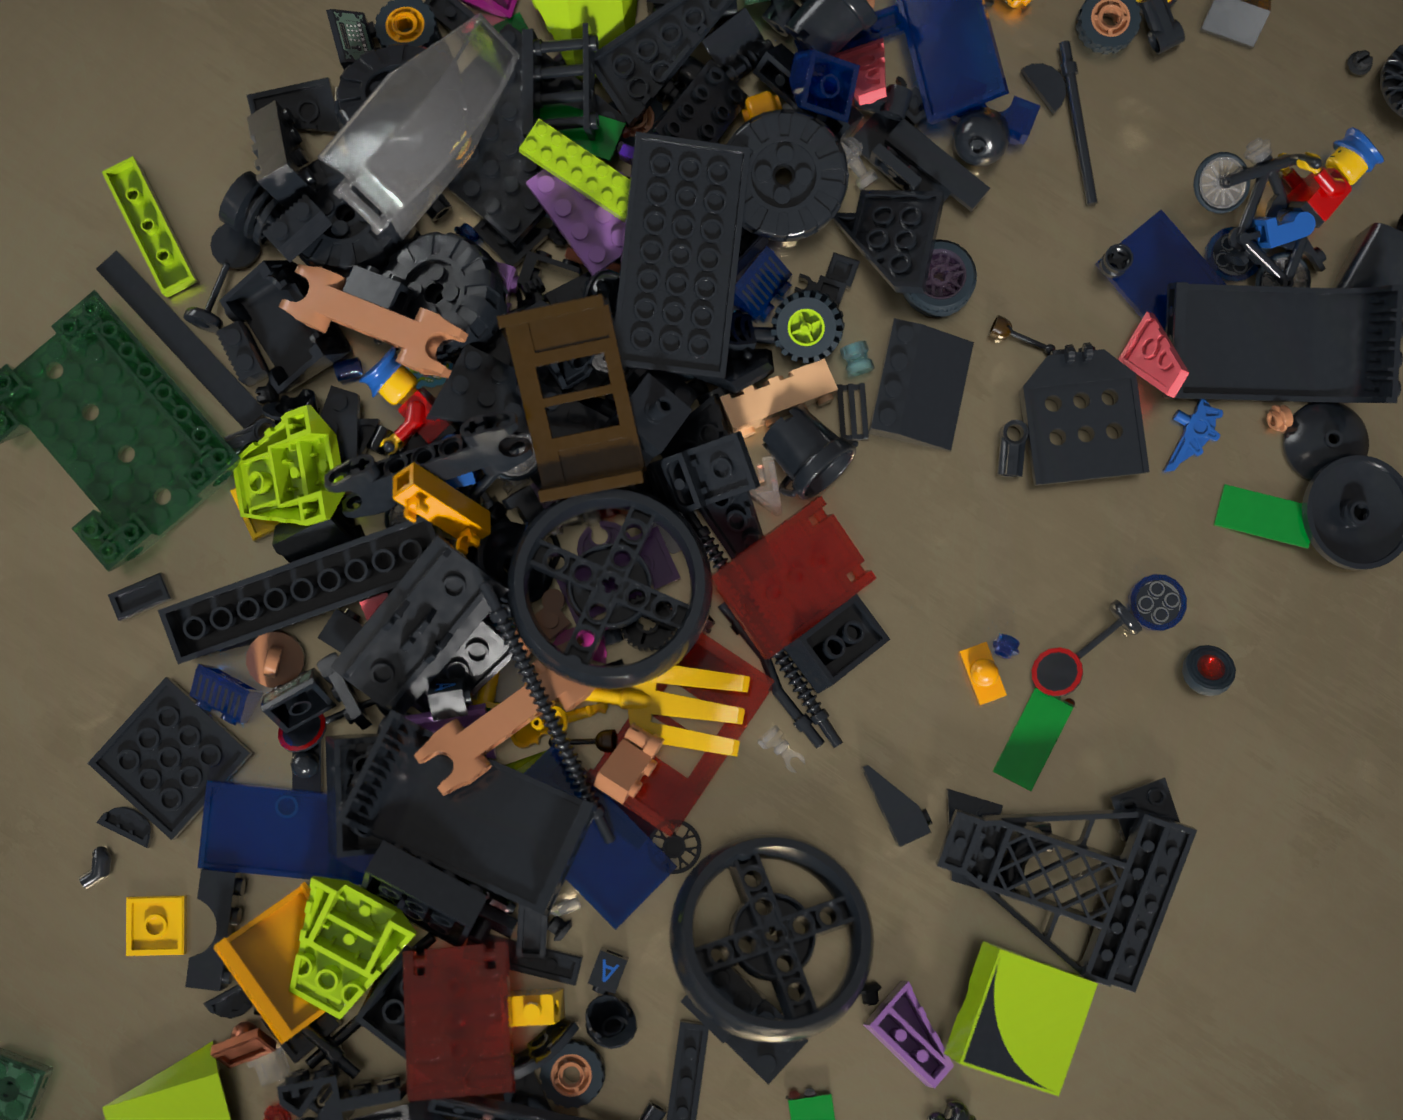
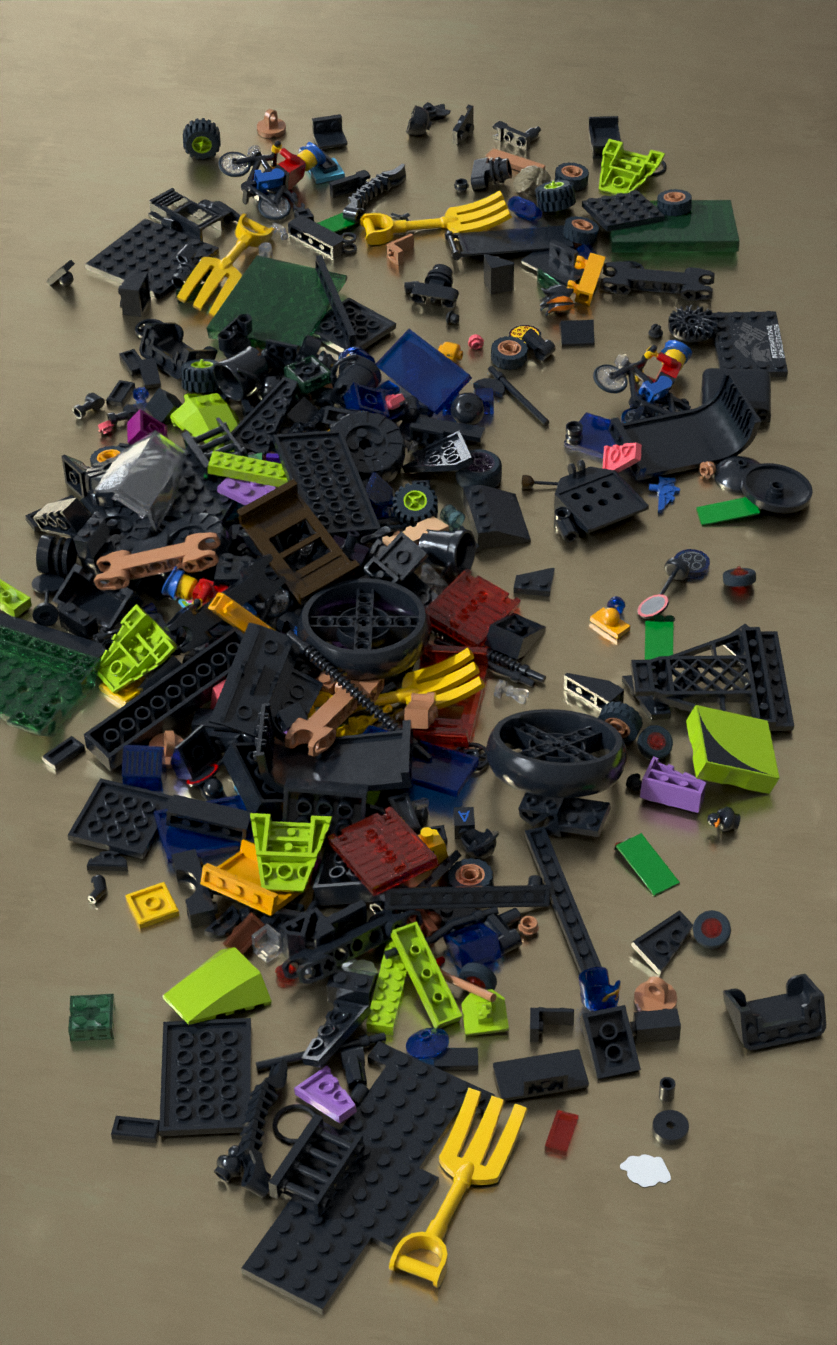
camera: 25 degrees left, 40 degrees down
(269, 835) = (206, 817): none -> black brick
(894, 895) = (623, 719): none -> black wheel
(916, 544) = (535, 583): none -> black wing
(929, 940) = (655, 742): none -> black wheel

